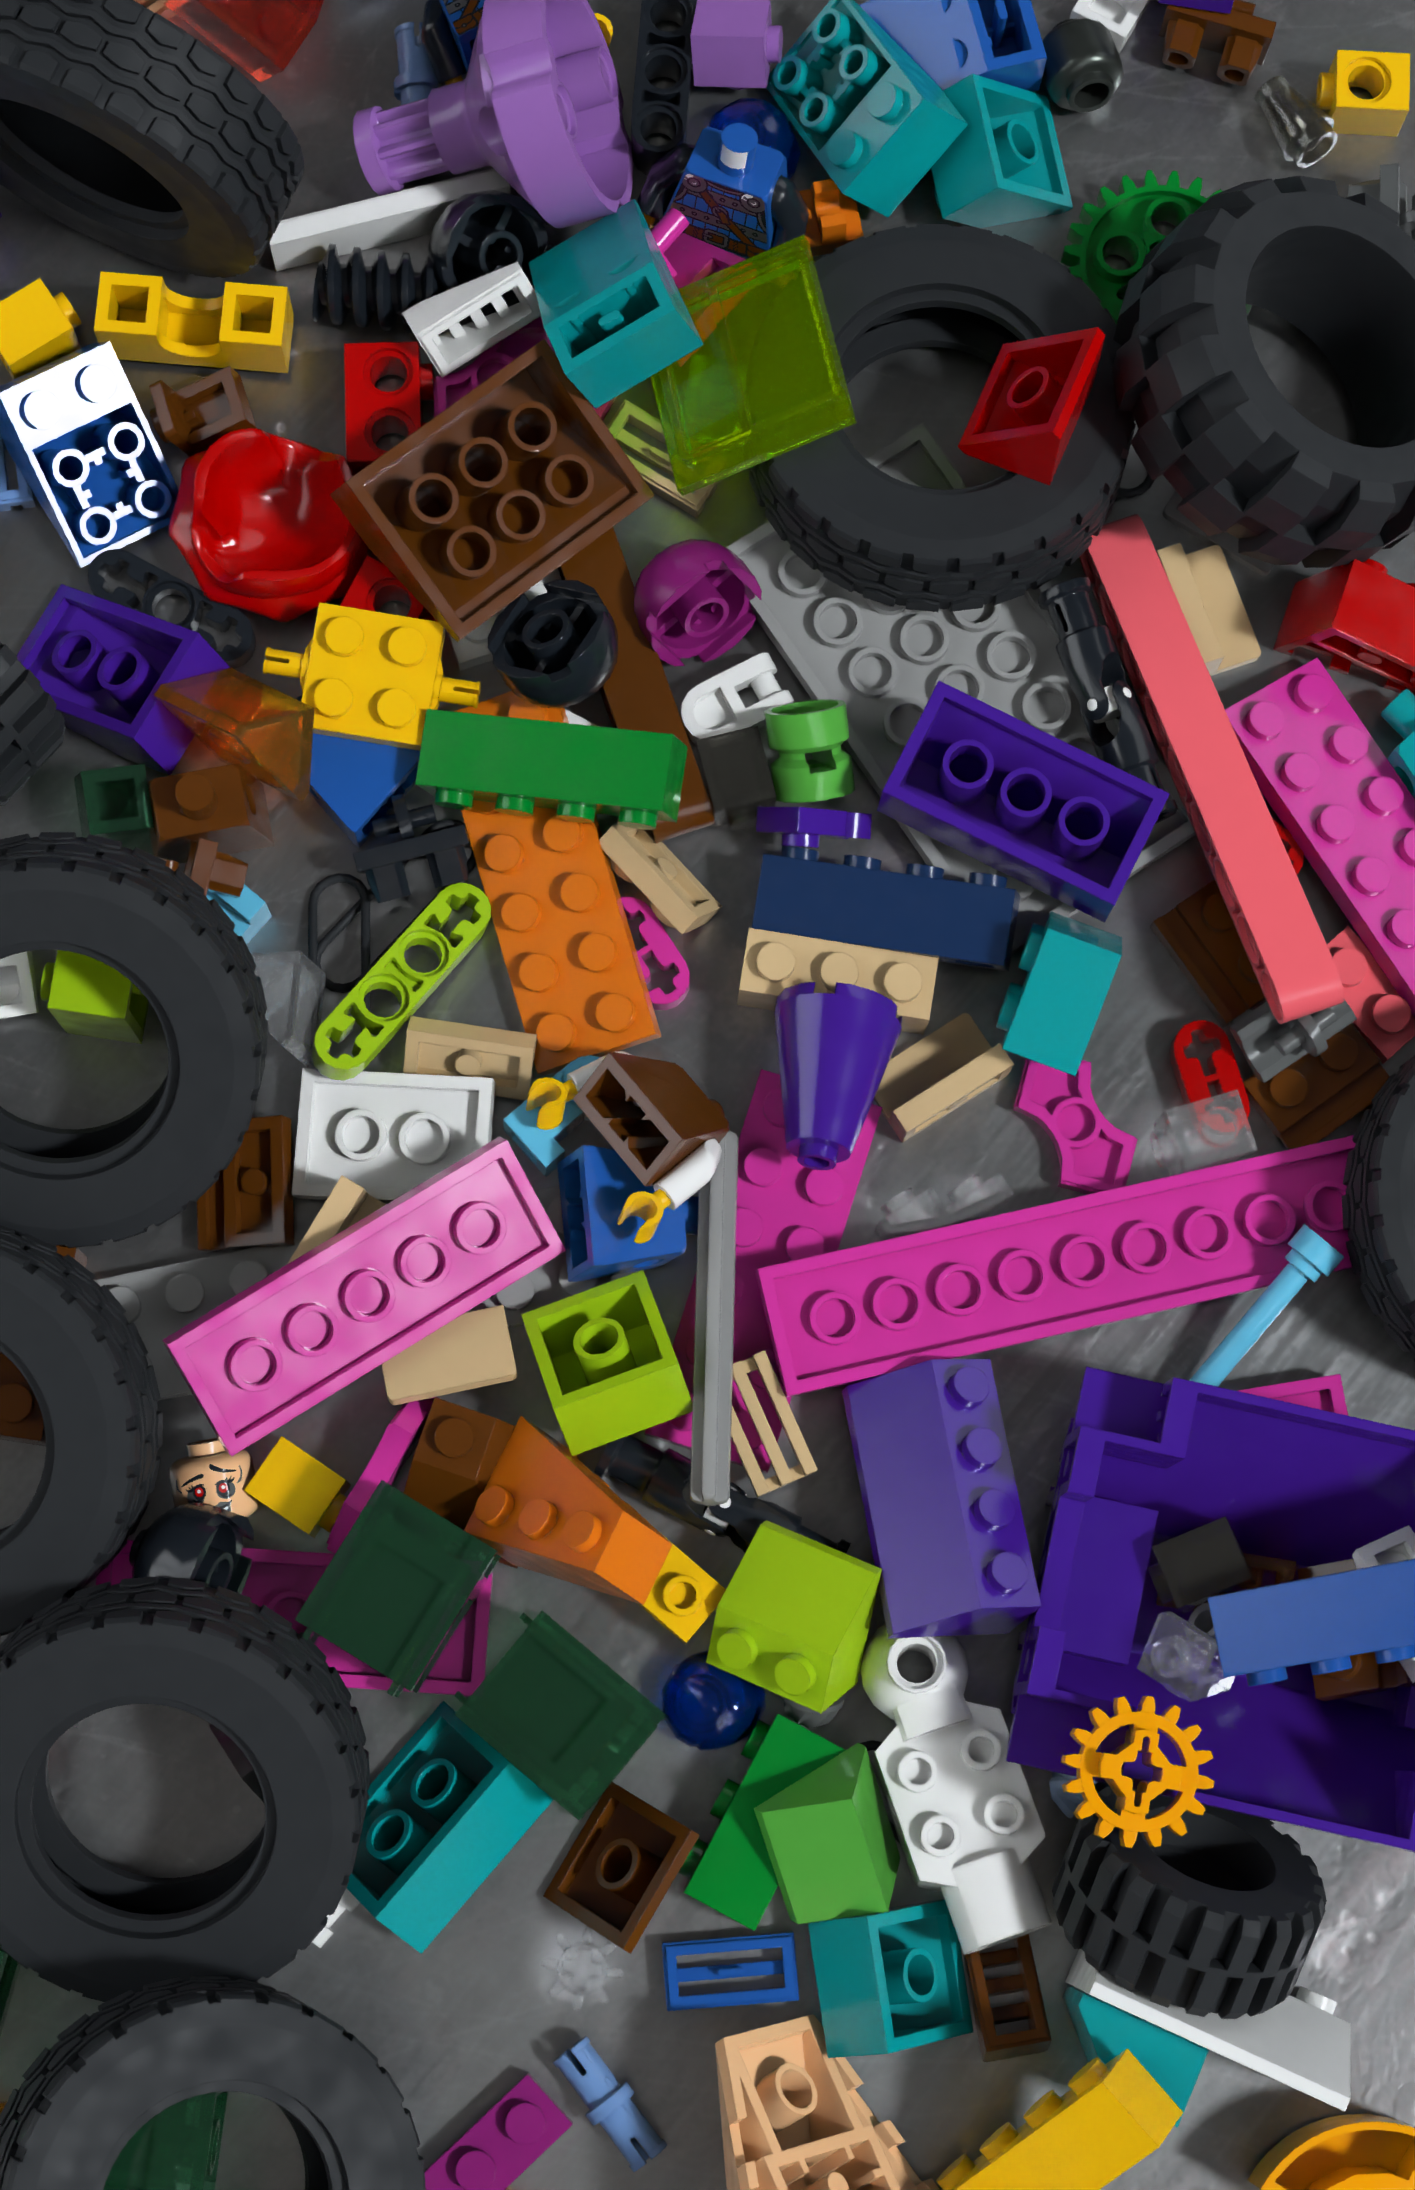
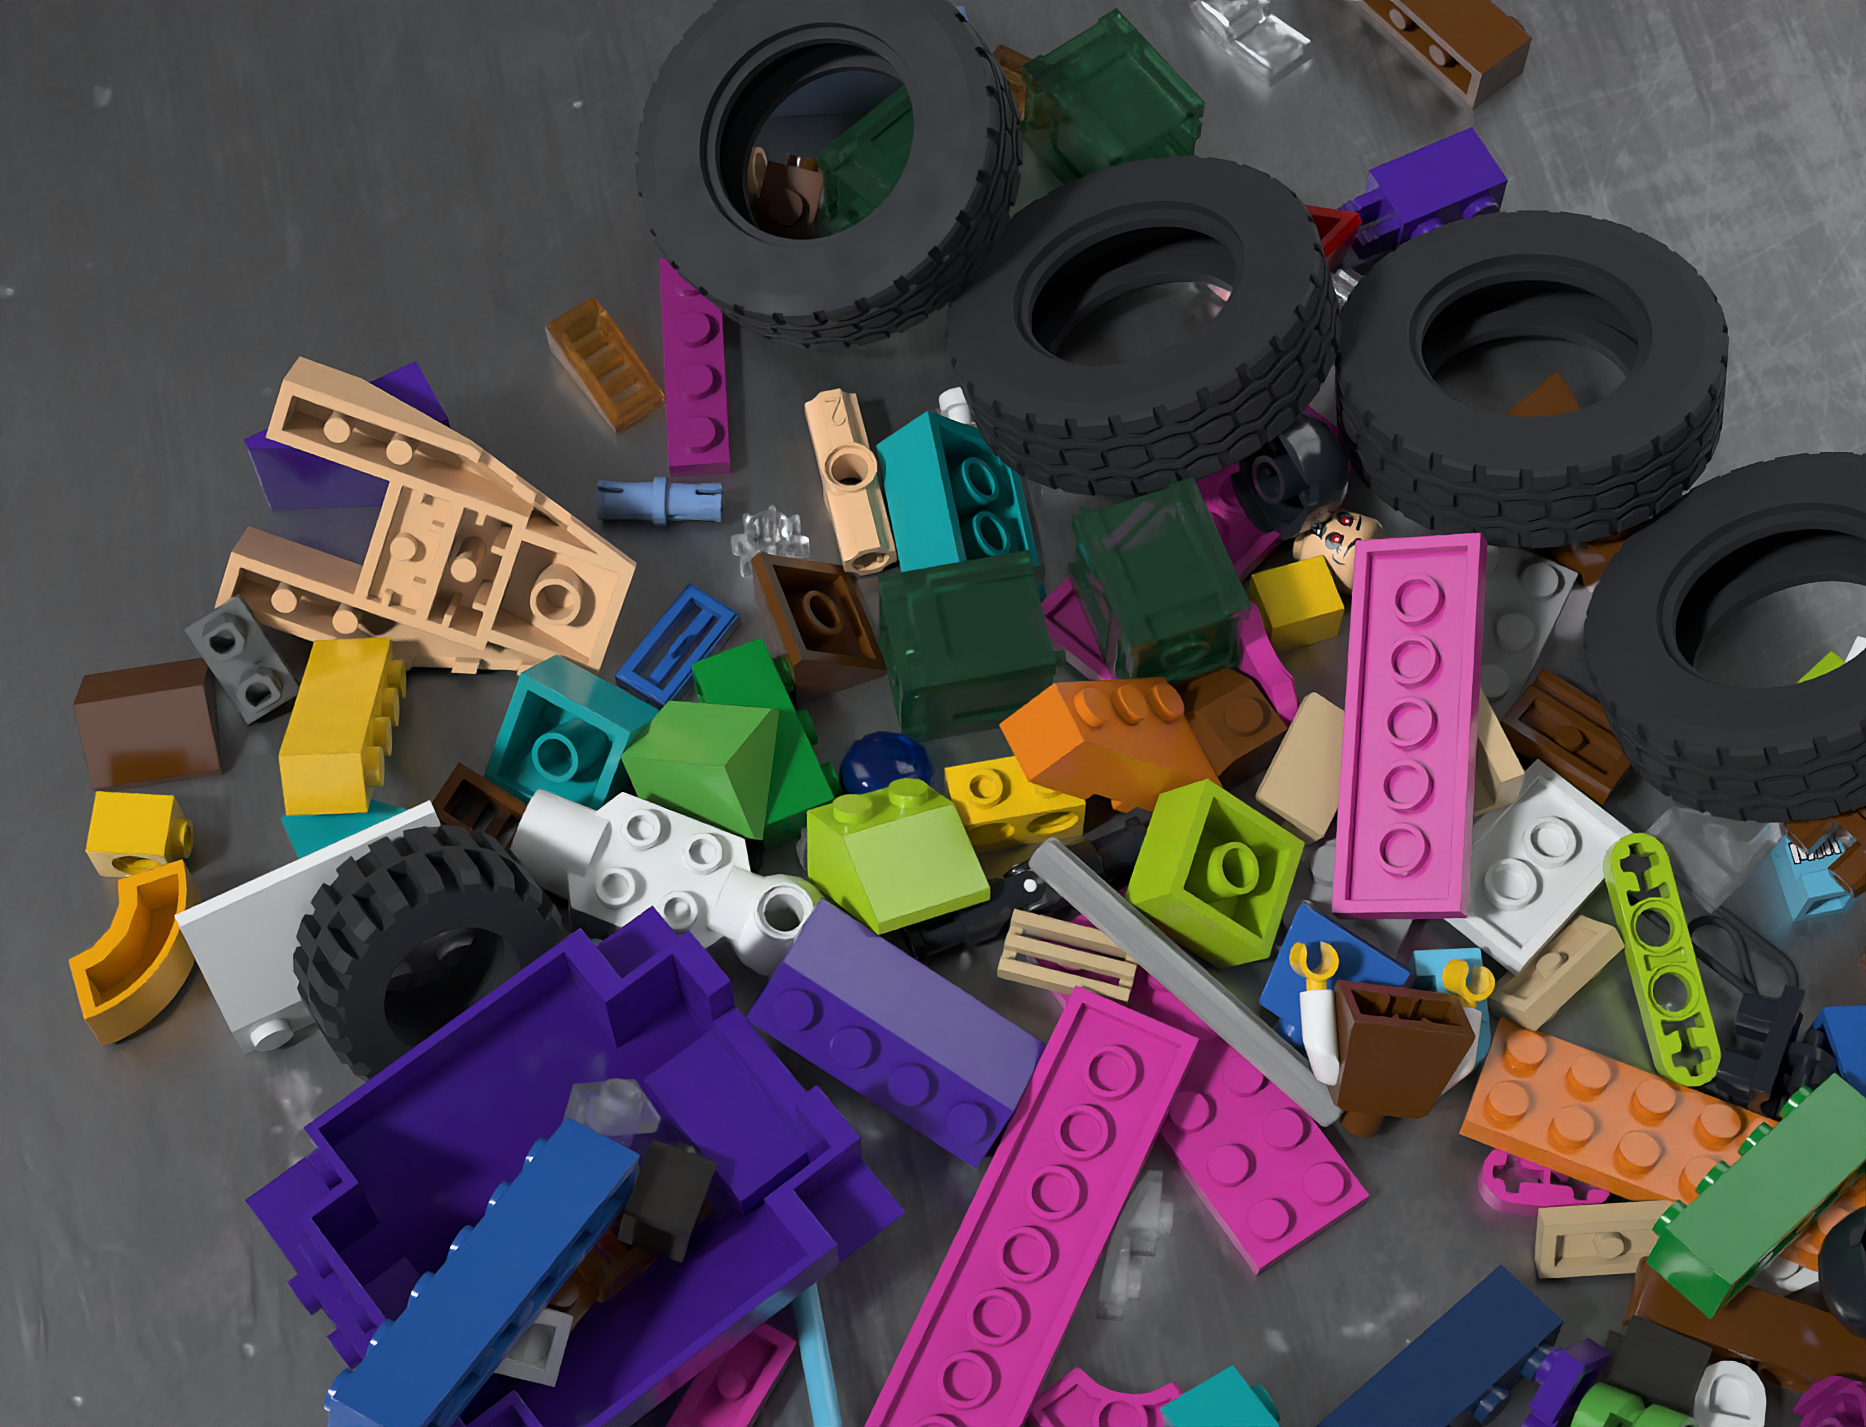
camera: 135 degrees right, 15 degrees down
(439, 1985) = (855, 509): none -> light nougat piece
(784, 960) = (1399, 1306): tan arch -> none
(831, 1066) = (1322, 1222): dark purple cone -> none
(939, 1076) = (1255, 1327): tan panel -> none
(1134, 1805) = (567, 920): light orange gear -> none

